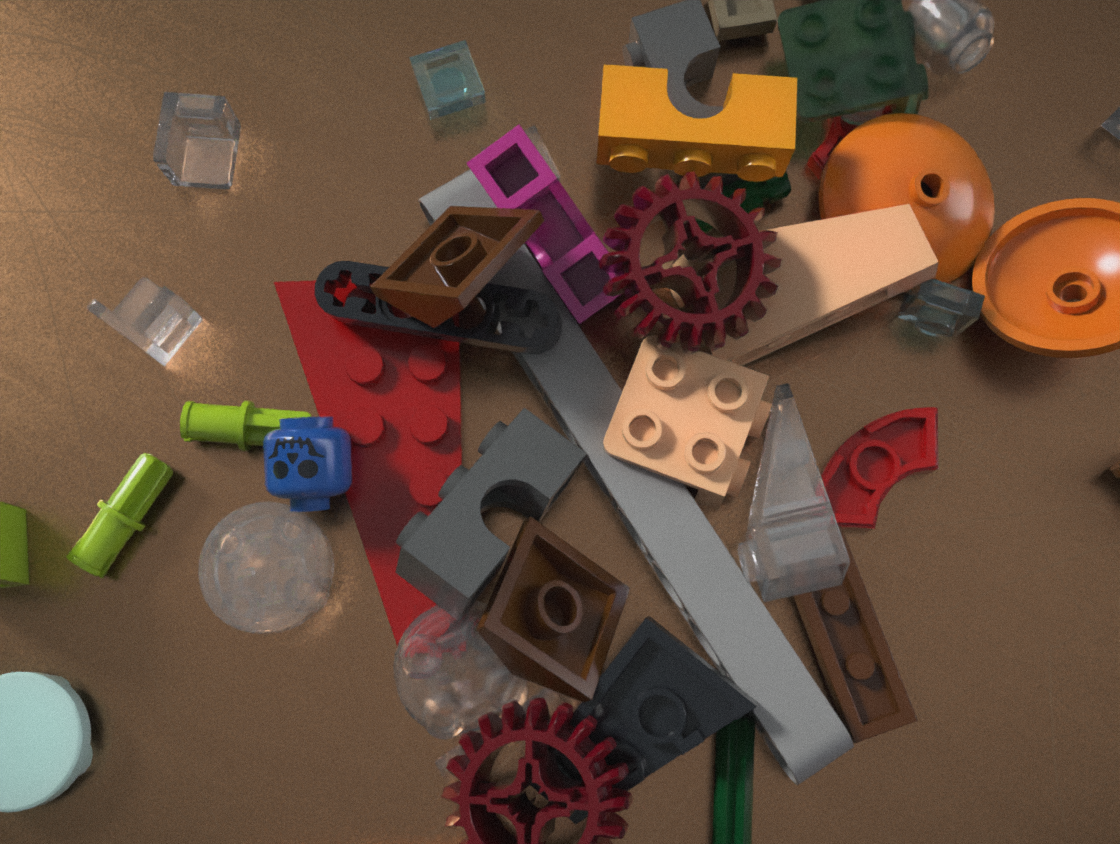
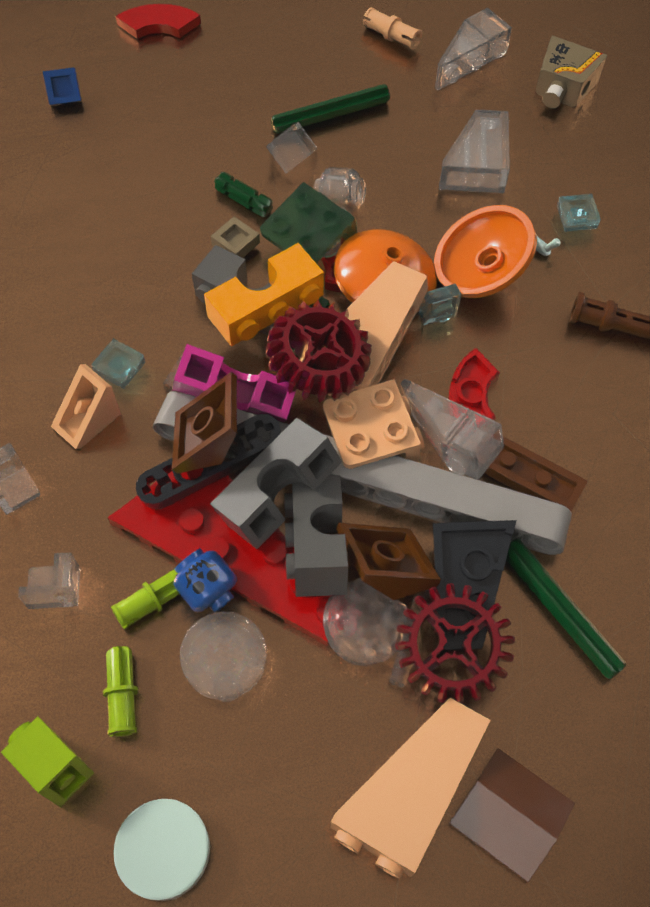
camera: 40 degrees left, 15 degrees down
(357, 115) = (86, 408): none -> light nougat slope
(435, 403) = (293, 457): none -> dark grey arch

